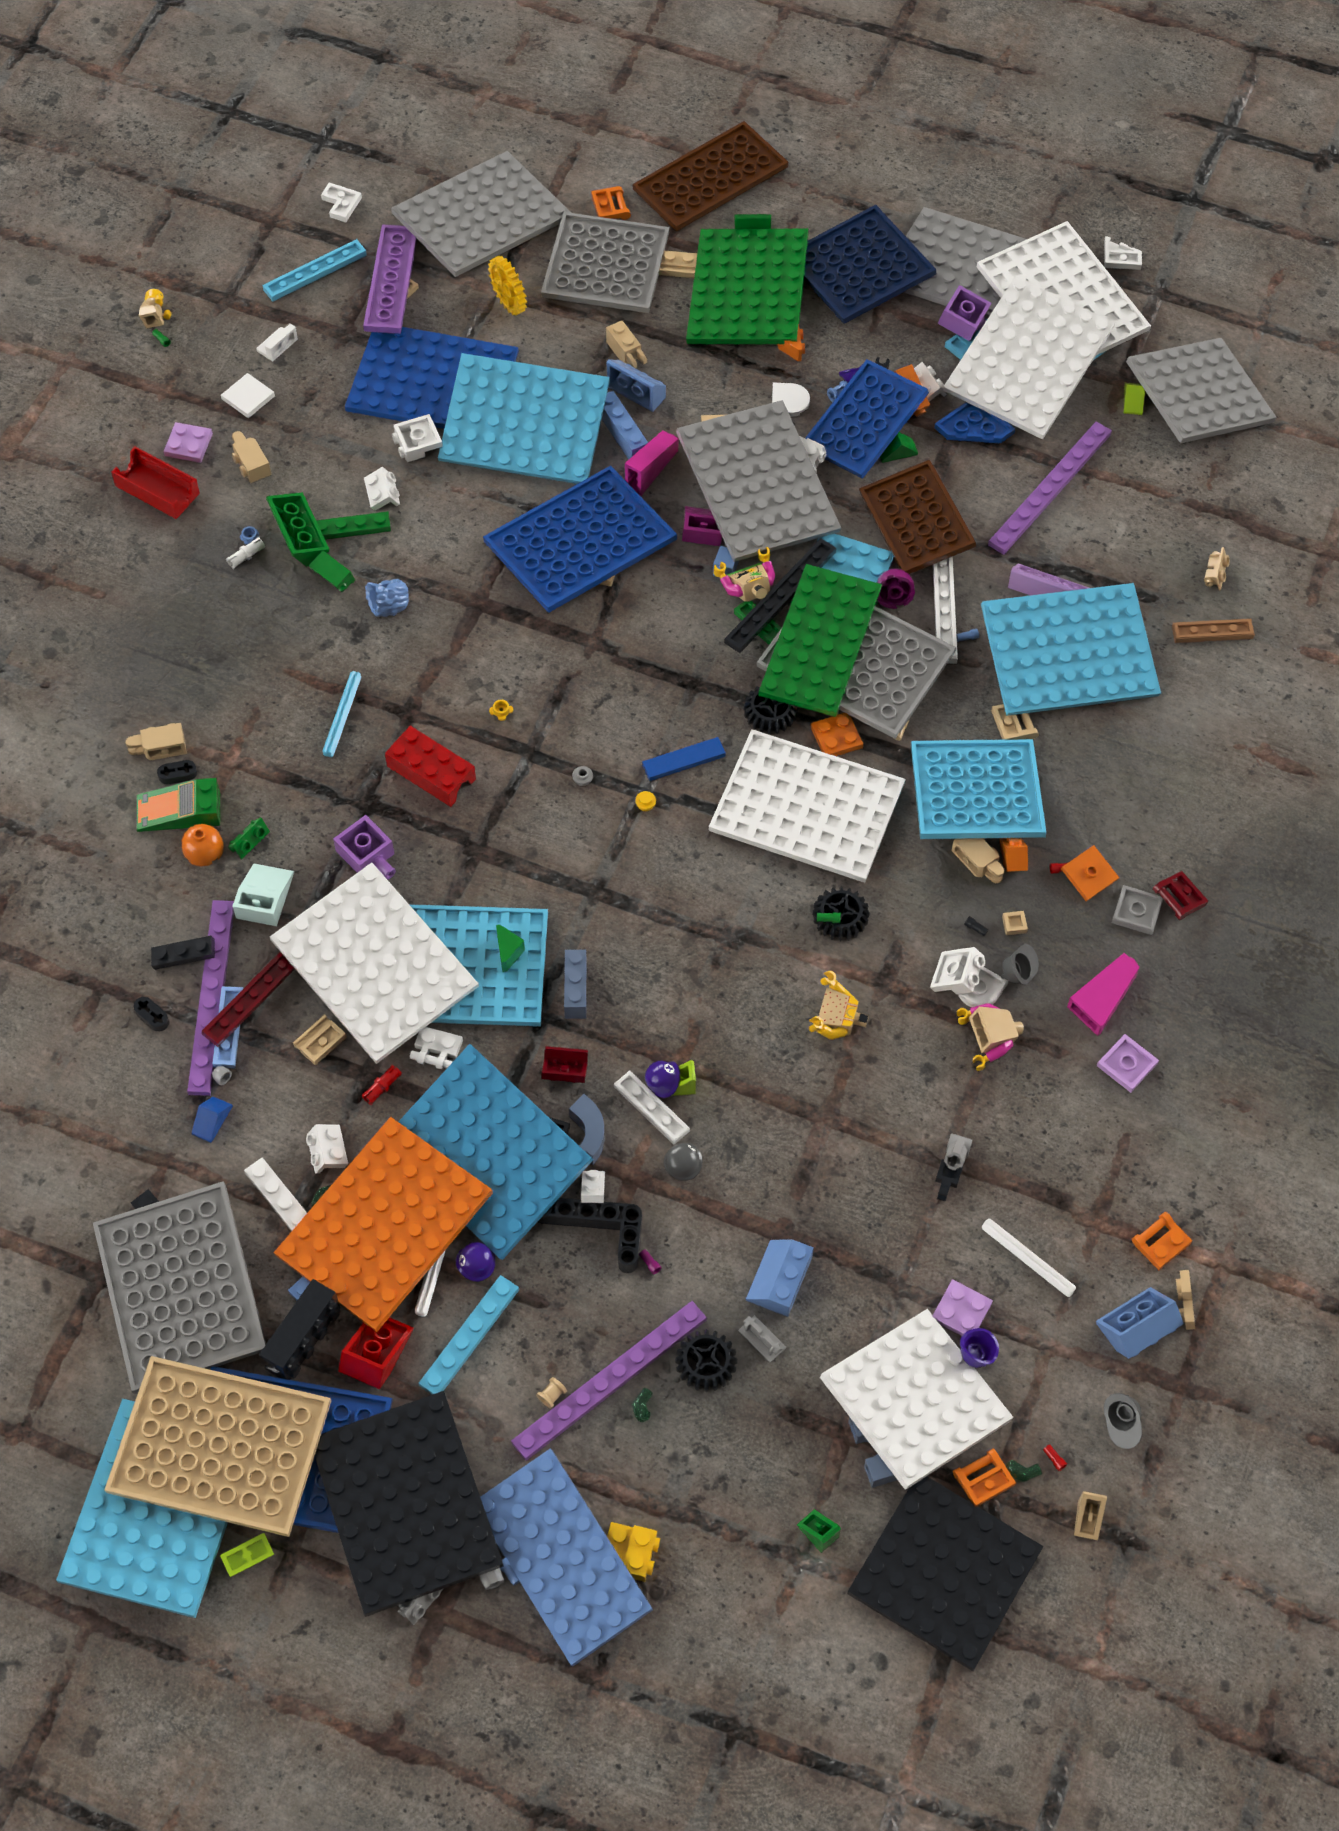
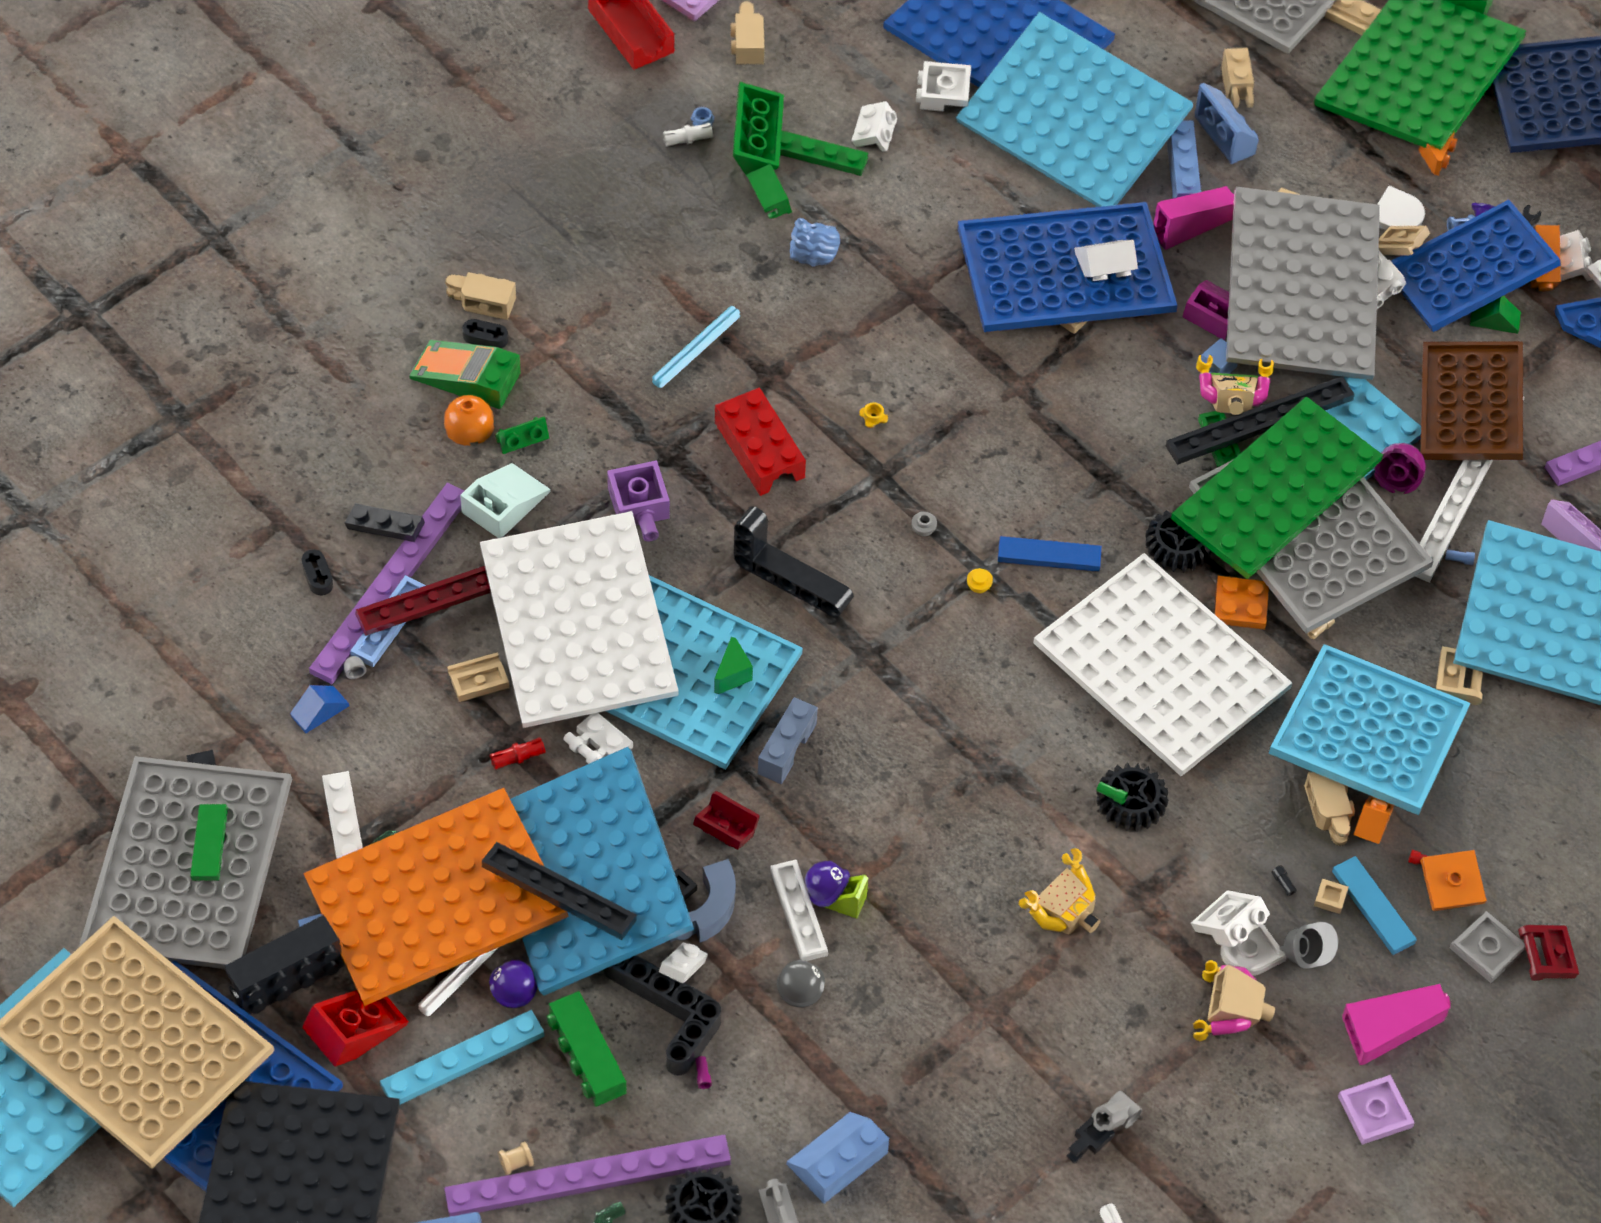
camera: 25 degrees right, 5 degrees down
(190, 1263) = (209, 842): none -> green tile
(247, 1554) = (101, 1168): lime hinge -> none
(326, 1147) = (422, 791): white bracket -> none
(479, 1177) = (559, 890): none -> black plate
(504, 856) = (783, 570): none -> black beam
(558, 1285) = (587, 1049): none -> green brick
(609, 520) = (1107, 258): none -> white slope
(807, 418) = (1402, 239): none -> tan plate
(1046, 916) = (1374, 905): none -> dark azure tile

